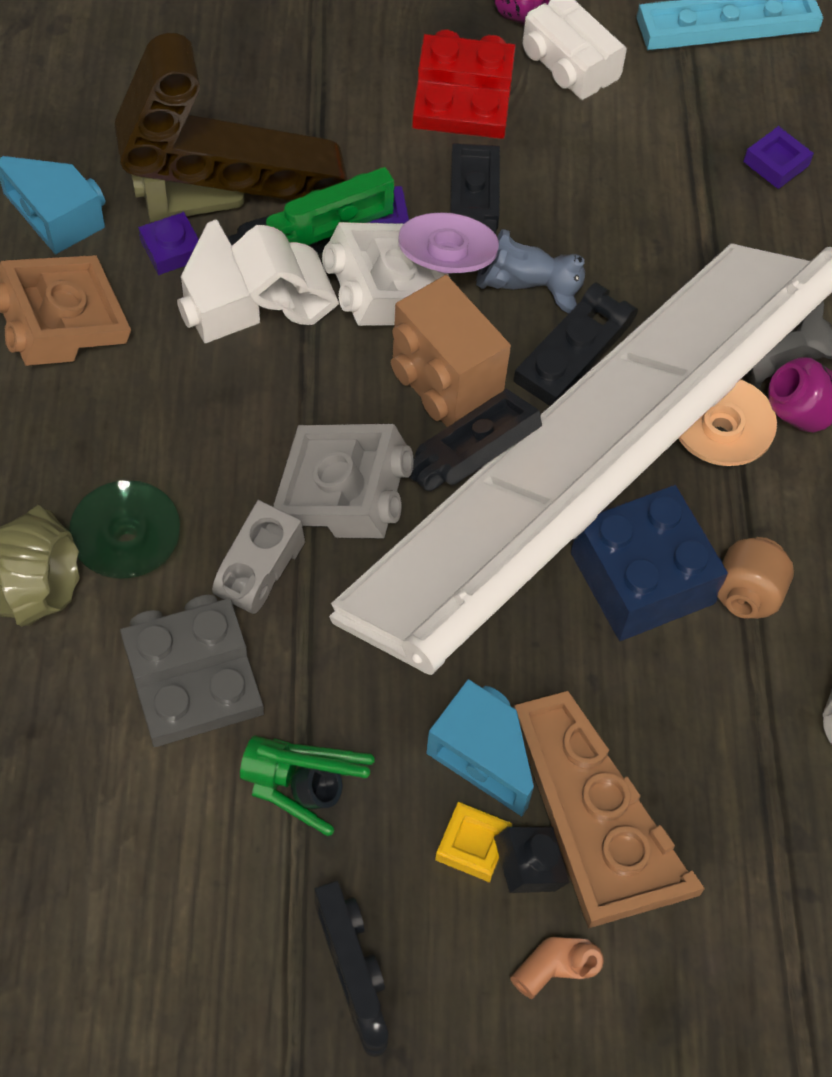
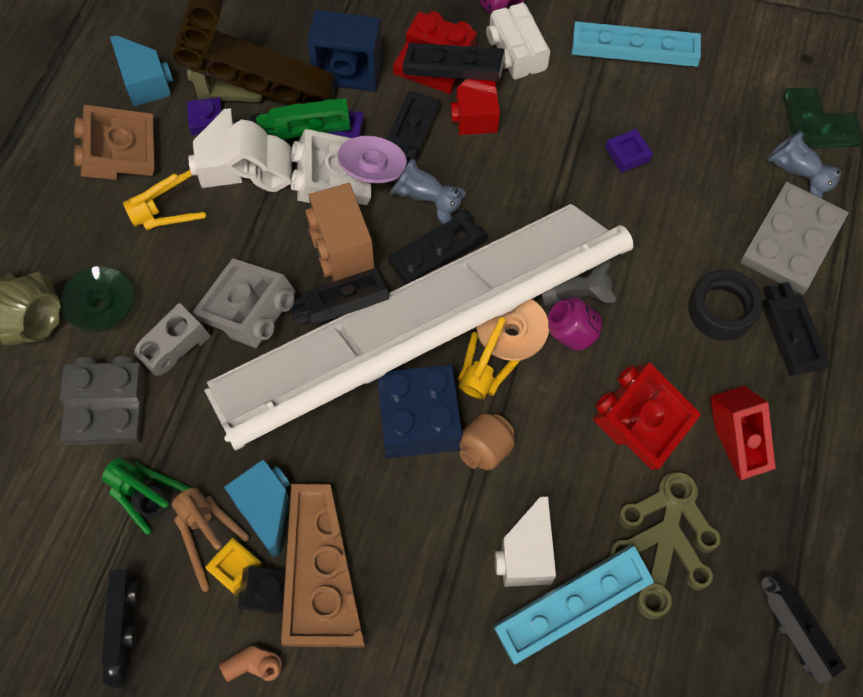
camera: 20 degrees right, 5 degrees up
(138, 386) = (143, 208): none -> yellow plant
(352, 102) = (347, 48): none -> dark blue brick
(393, 782) = (195, 512): none -> medium nougat plant
(505, 89) = (454, 61): none -> black tile
(554, 139) = (476, 107): none -> red slope
(706, 496) = (478, 379): none -> yellow plant

